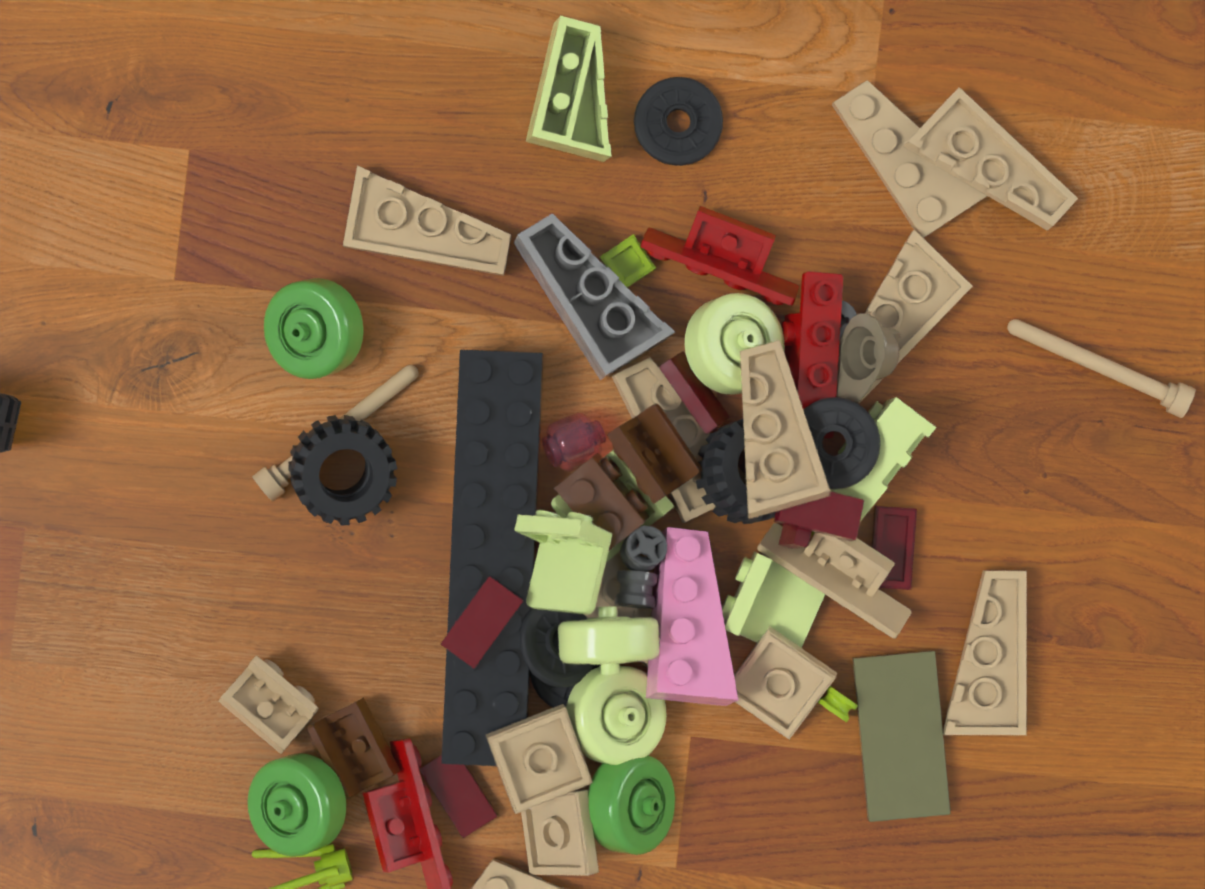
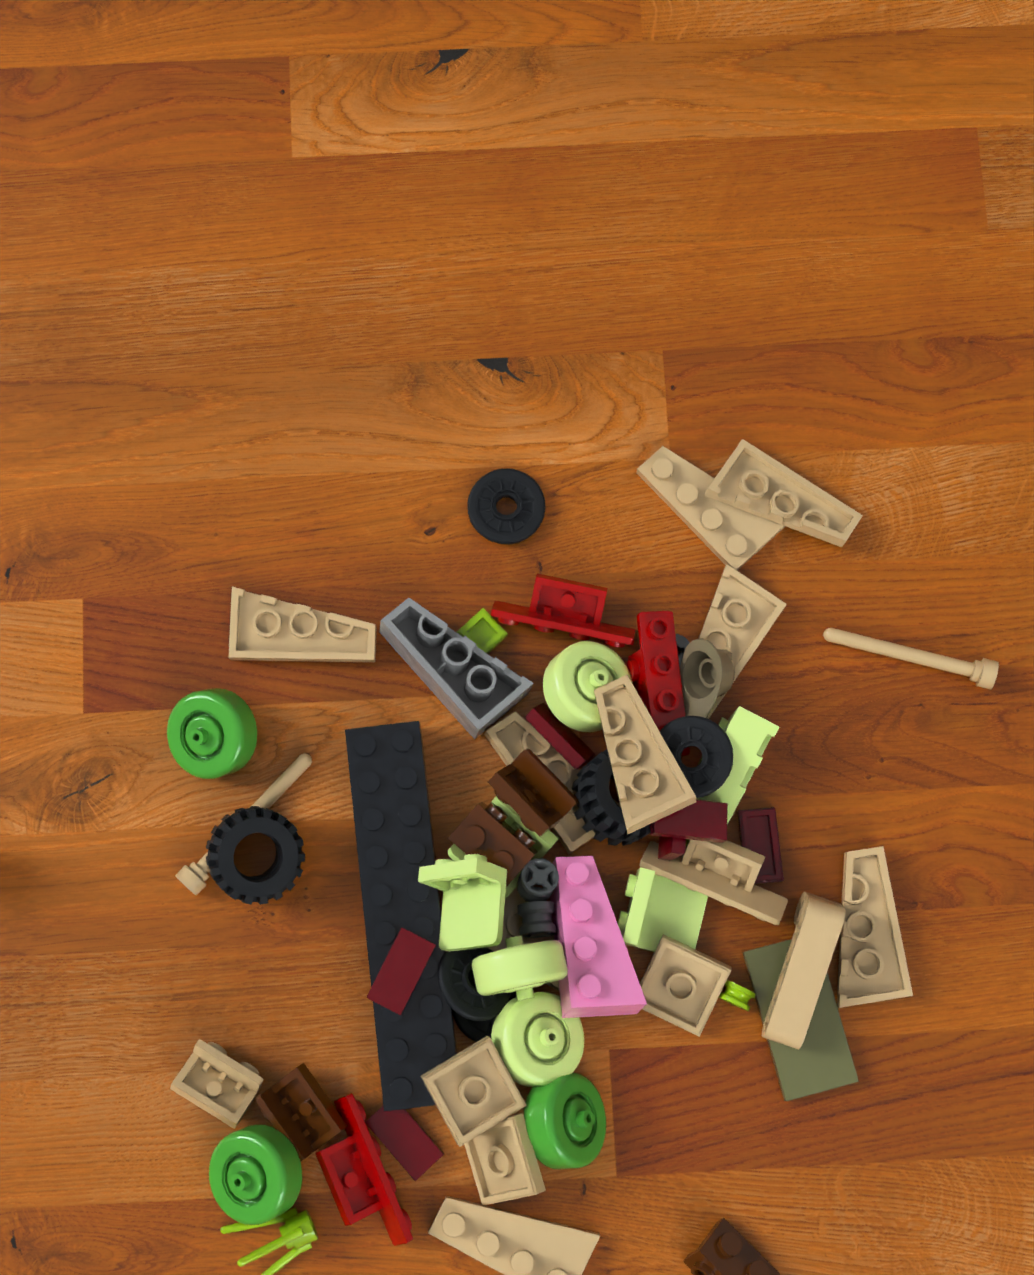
camera: 10 degrees left, 10 degrees down
(571, 95) = (410, 499): yellowish green wedge -> none
(573, 441) = (458, 796): clear pink head -> none
(916, 686) = (804, 969): none -> tan beam

